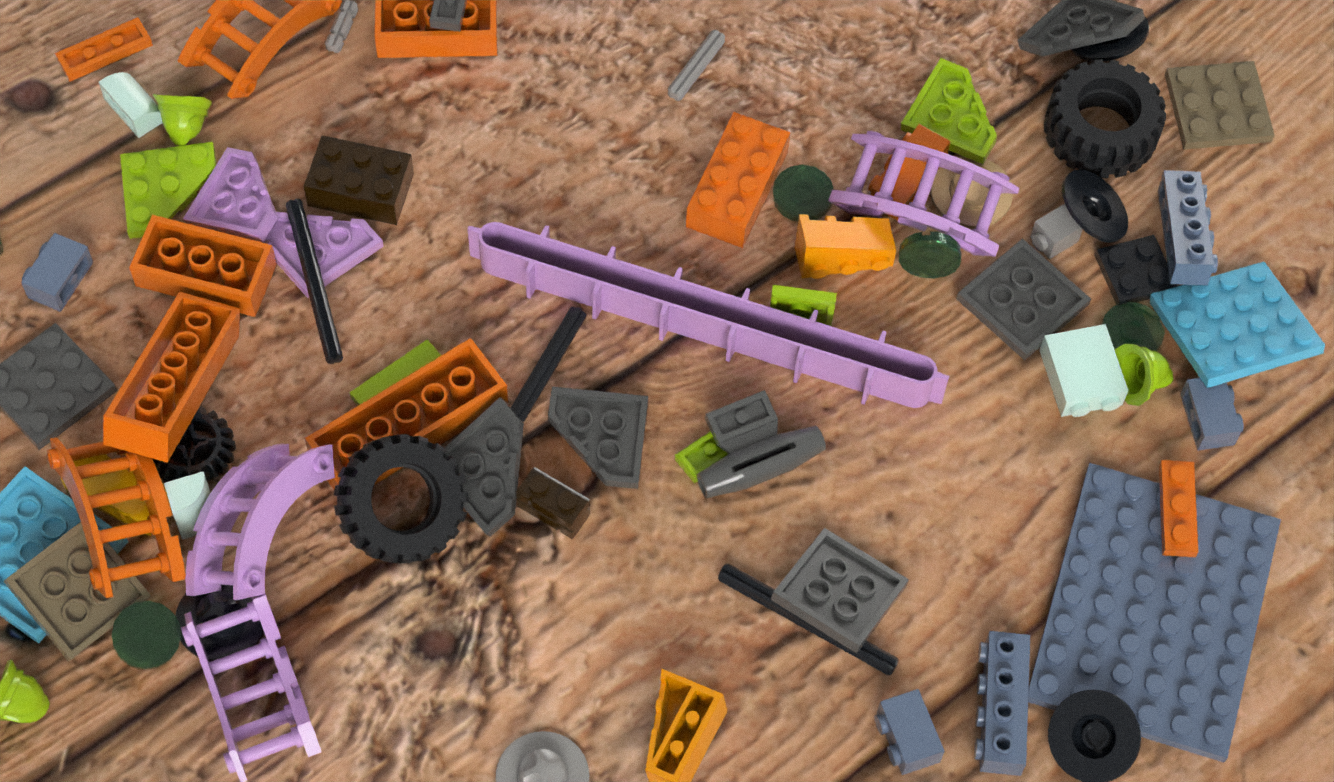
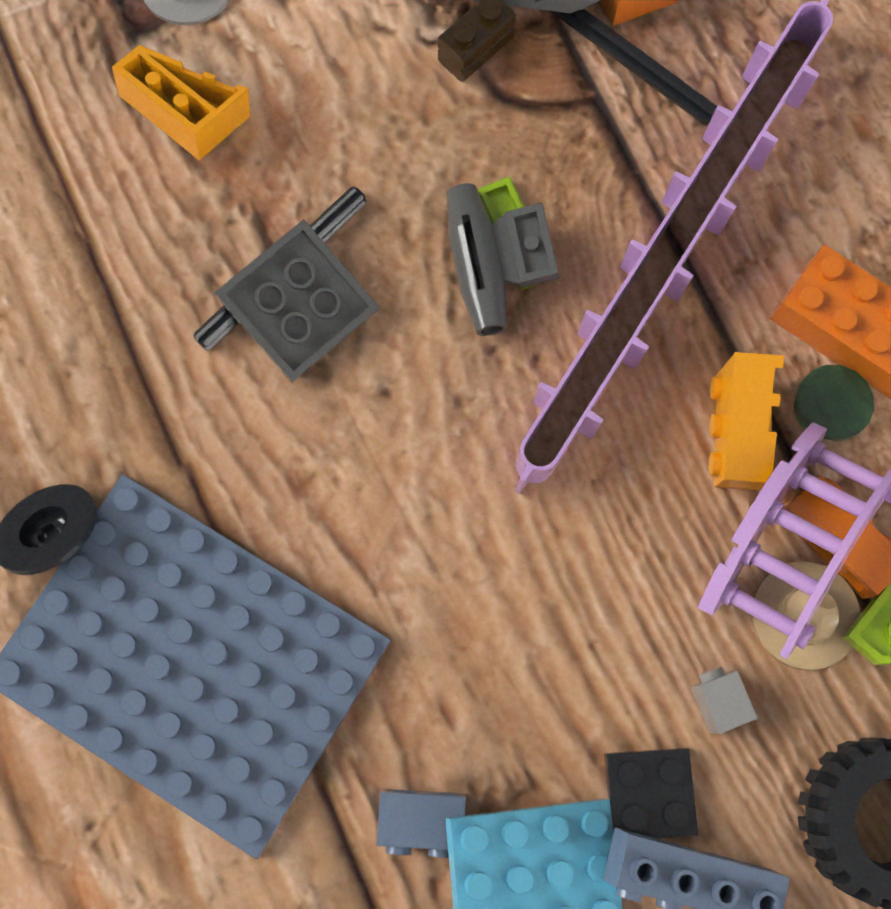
camera: 105 degrees right, 15 degrees up
(603, 431) = (553, 109): dark grey plate -> none
(803, 302) = (660, 343): lime tile -> none
(909, 732) = (116, 333): sand blue brick -> none
(930, 255) = (710, 520): clear green tile -> none
(1004, 703) = (119, 444): sand blue brick -> none
(1023, 298) = (633, 629): dark grey plate -> none
(1083, 371) = (514, 671): light aqua brick -> none
(1095, 206) = (750, 762): black hat -> none
(1134, 325) = (563, 759): clear green tile -> none
(1143, 372) = (492, 746): lime piece -> none
(1178, 508) = (295, 725): orange plate -> none

